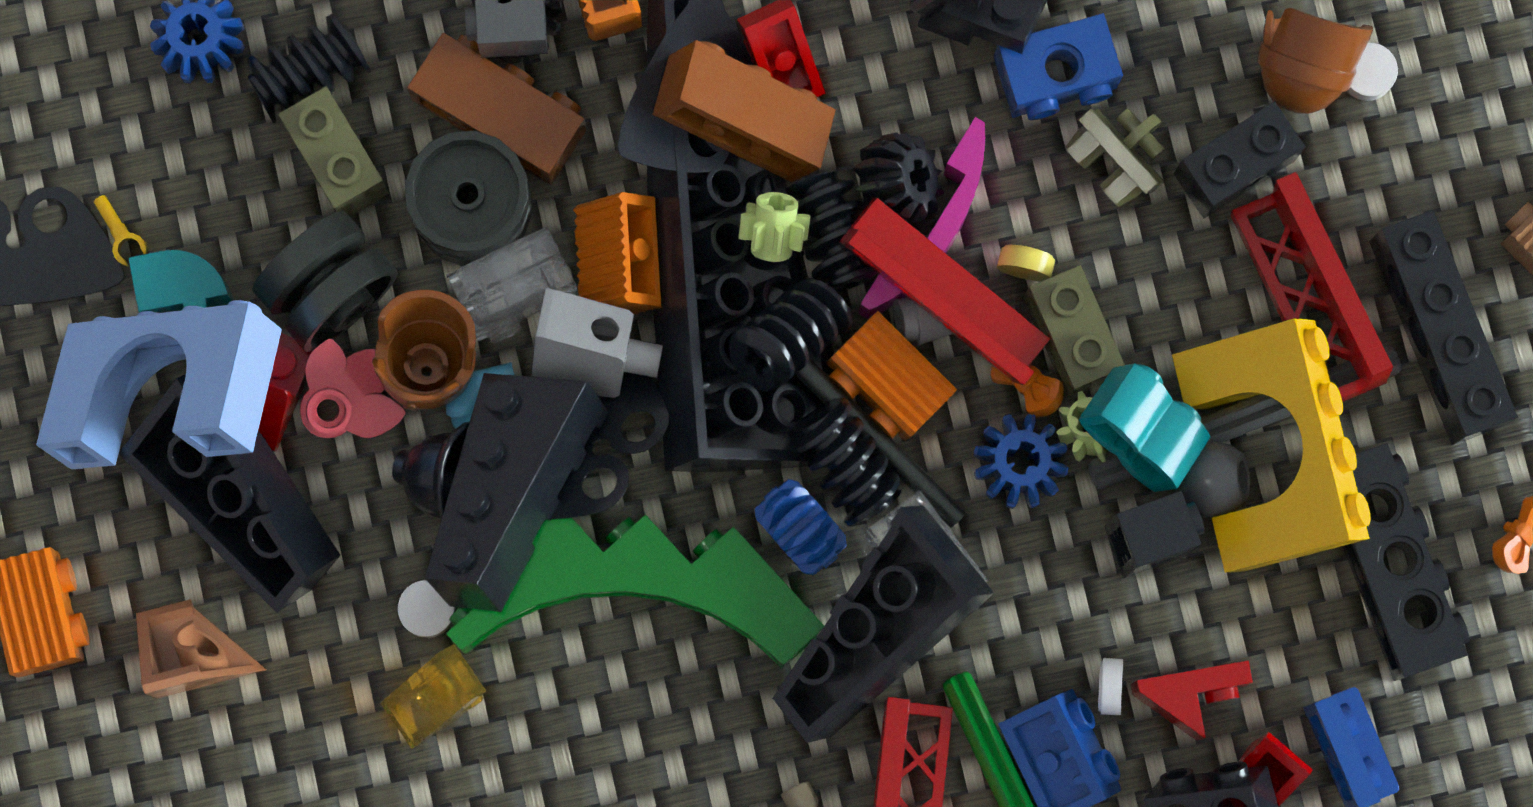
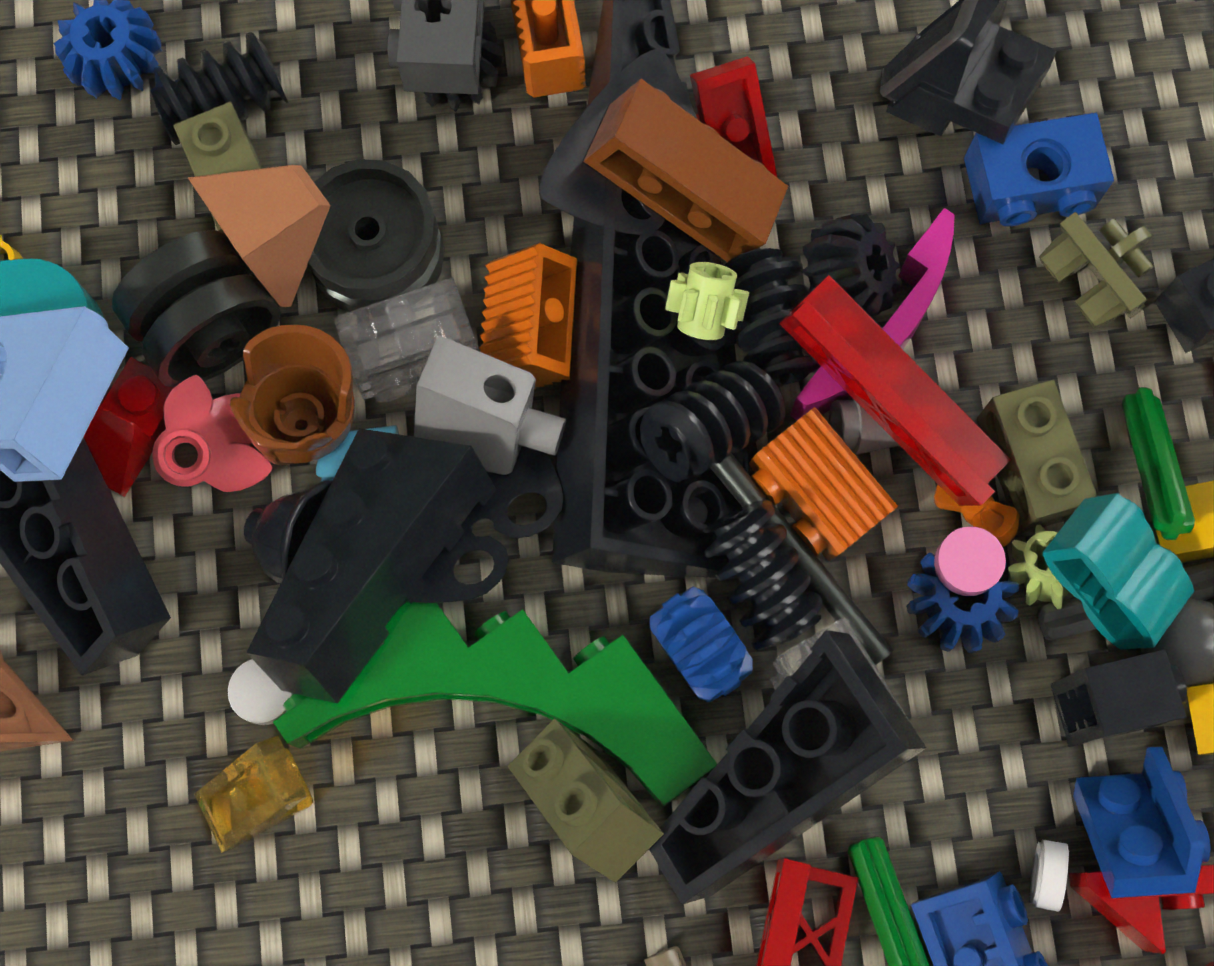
camera: 15 degrees right, 5 degrees down
(385, 198) = (270, 221): none -> nougat slope
(499, 103) = (383, 122): dark orange brick -> none
(717, 668) = (585, 801): none -> olive brick
(1020, 432) = (969, 561): none -> bright pink tile
(1026, 262) = (985, 375): light yellow tile -> none
(1175, 327) = (1157, 464): none -> green axle
(1181, 640) = (1143, 829): none -> blue bracket

